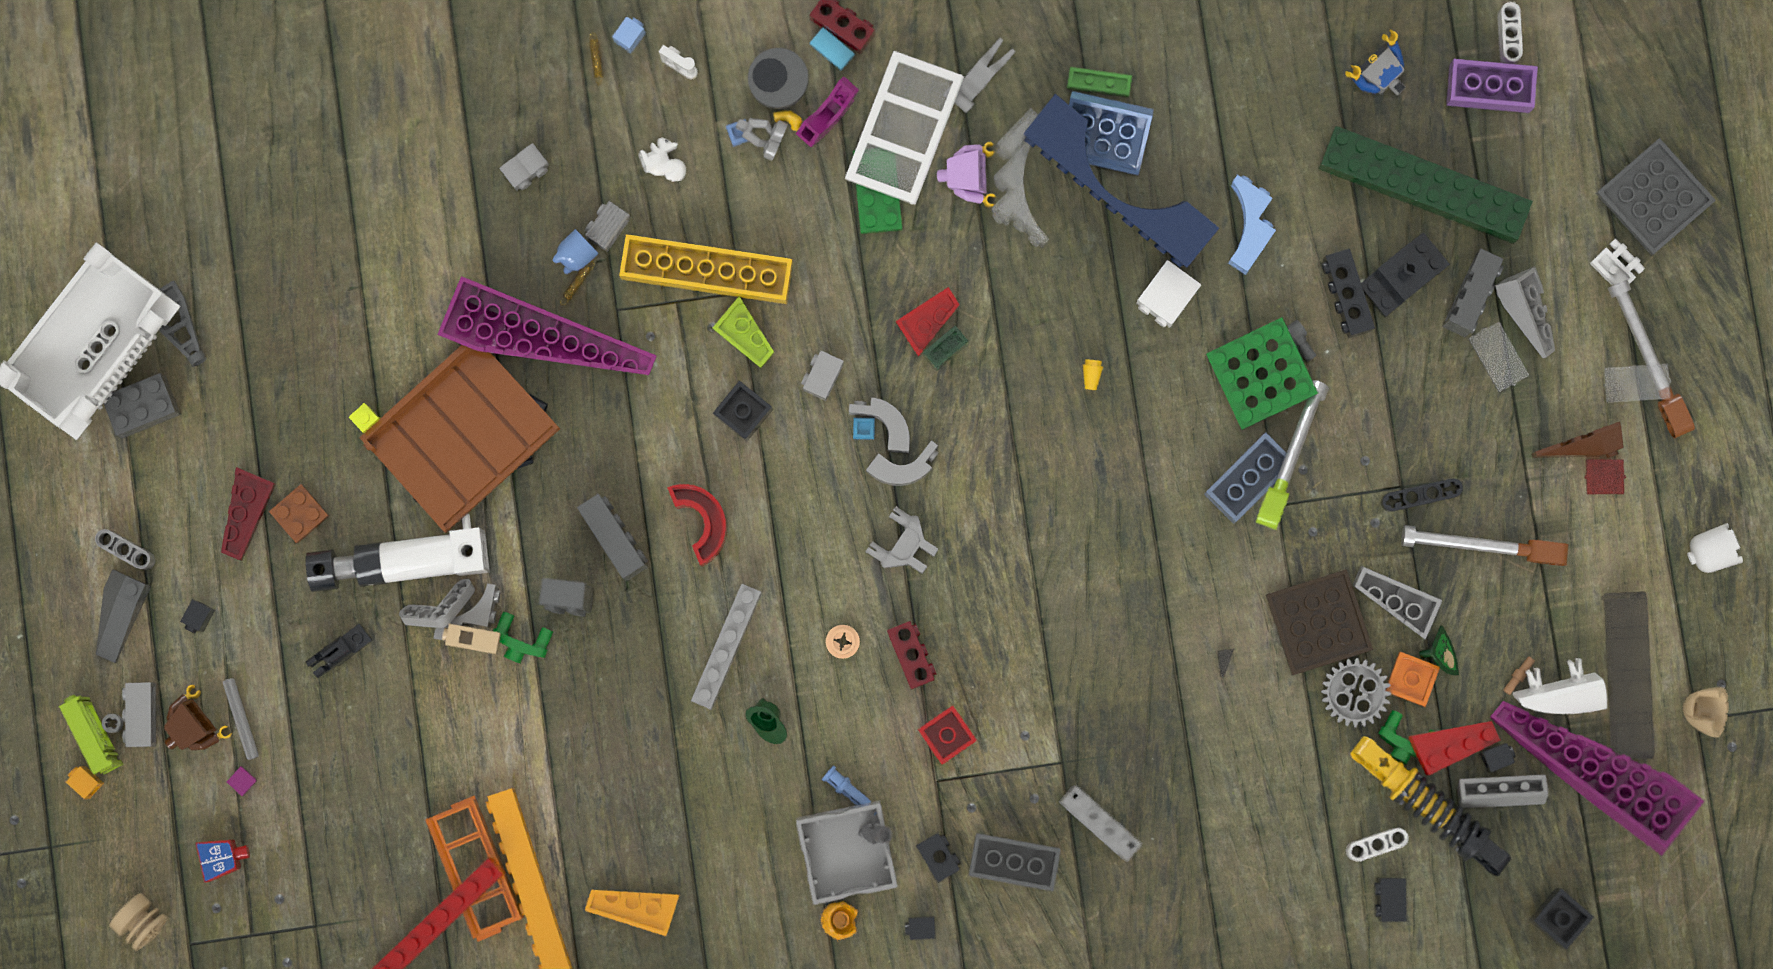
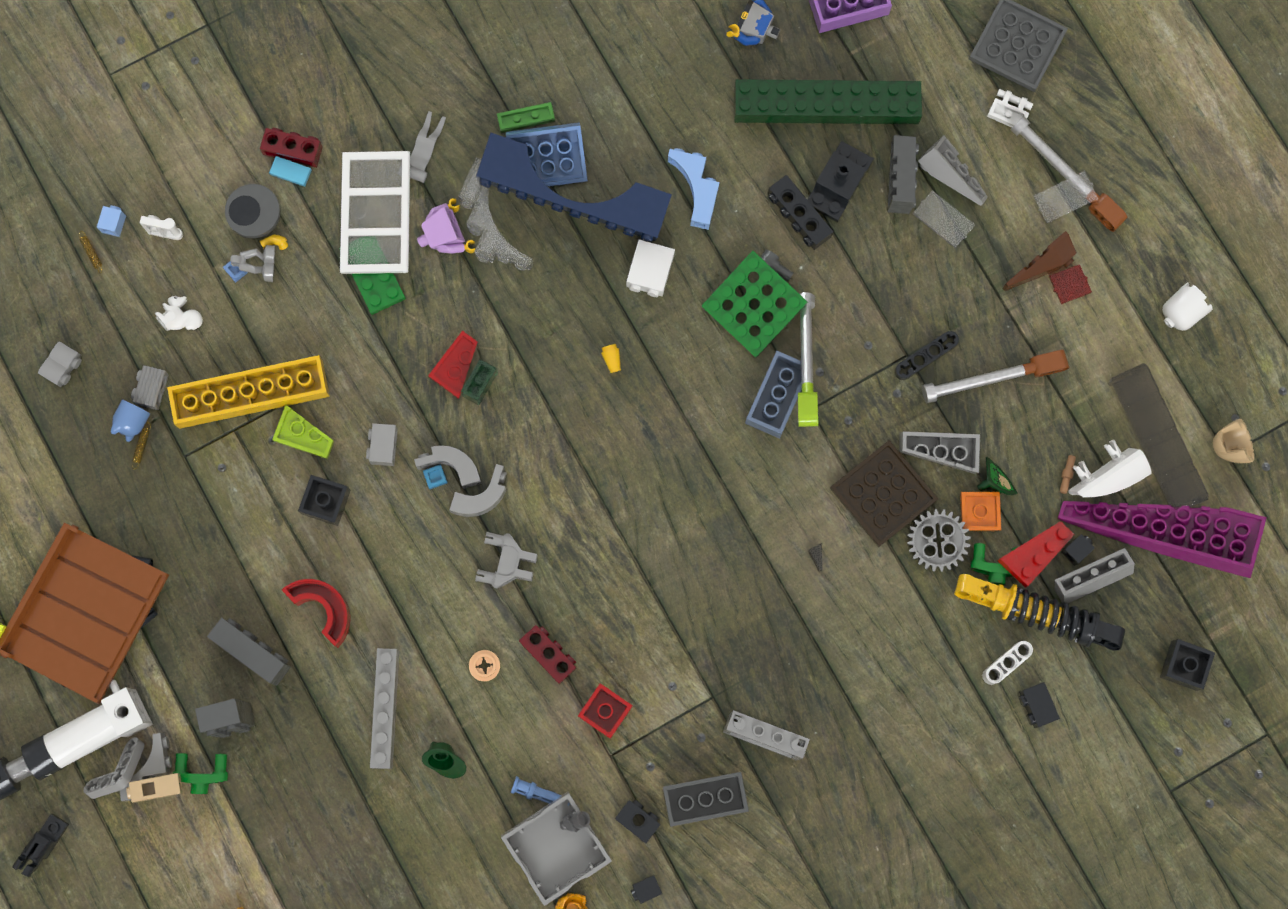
camera: 30 degrees left, 5 degrees down
(508, 326) = (97, 503): magenta wedge -> none
(829, 113) = (307, 225): magenta arch -> none

